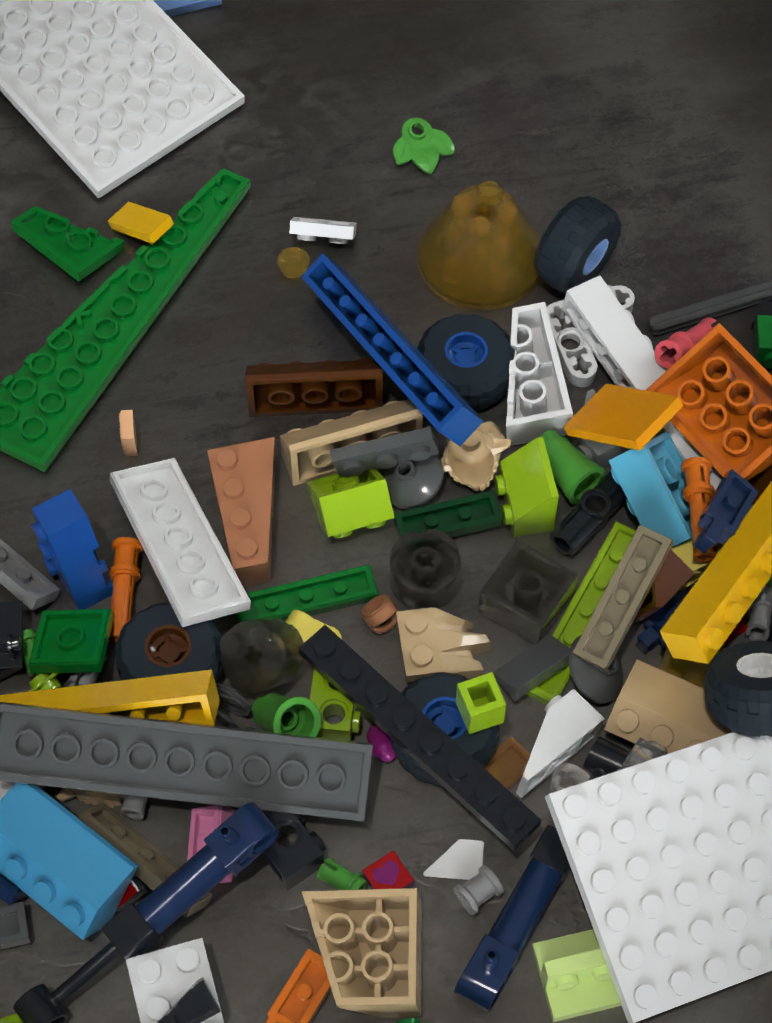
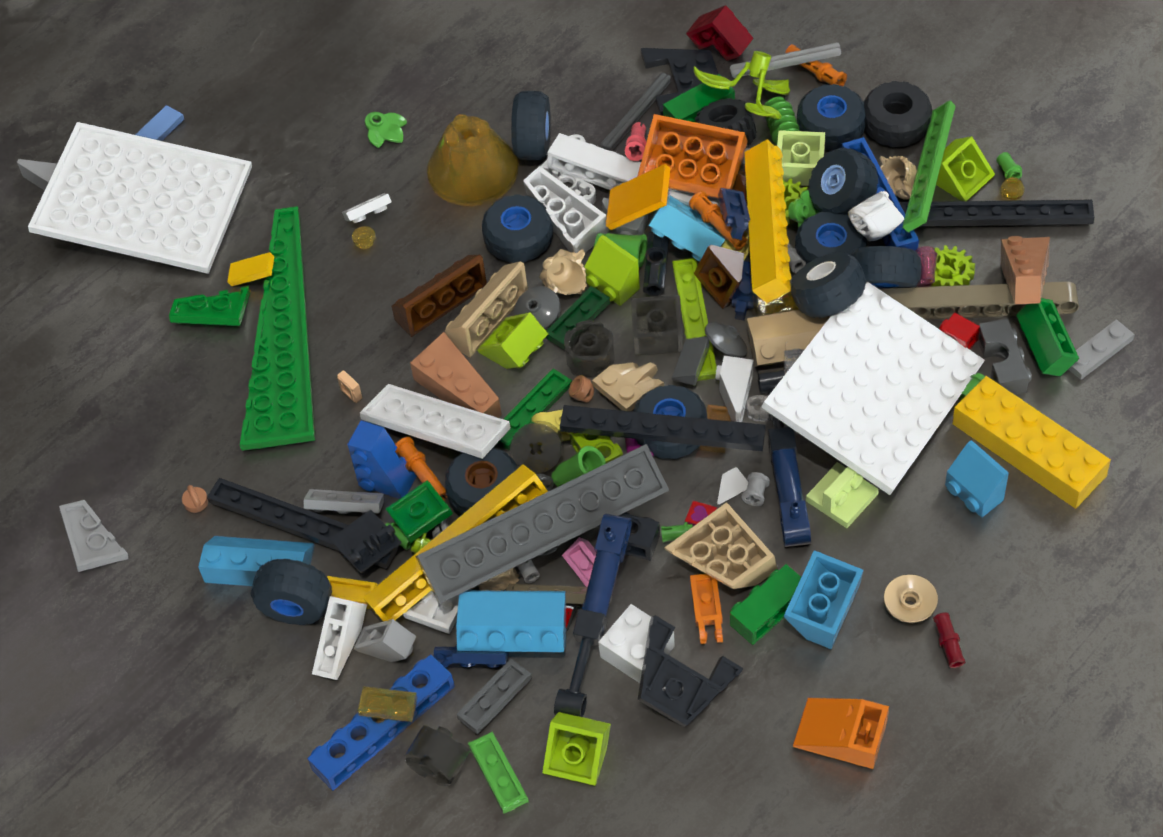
camera: 30 degrees left, 5 degrees down
(385, 452) = (516, 299): dark grey plate -> none
(392, 350) = (472, 242): blue brick -> none
(480, 703) = (686, 386): lime brick -> none
(623, 597) = (717, 287): dark tan plate -> none

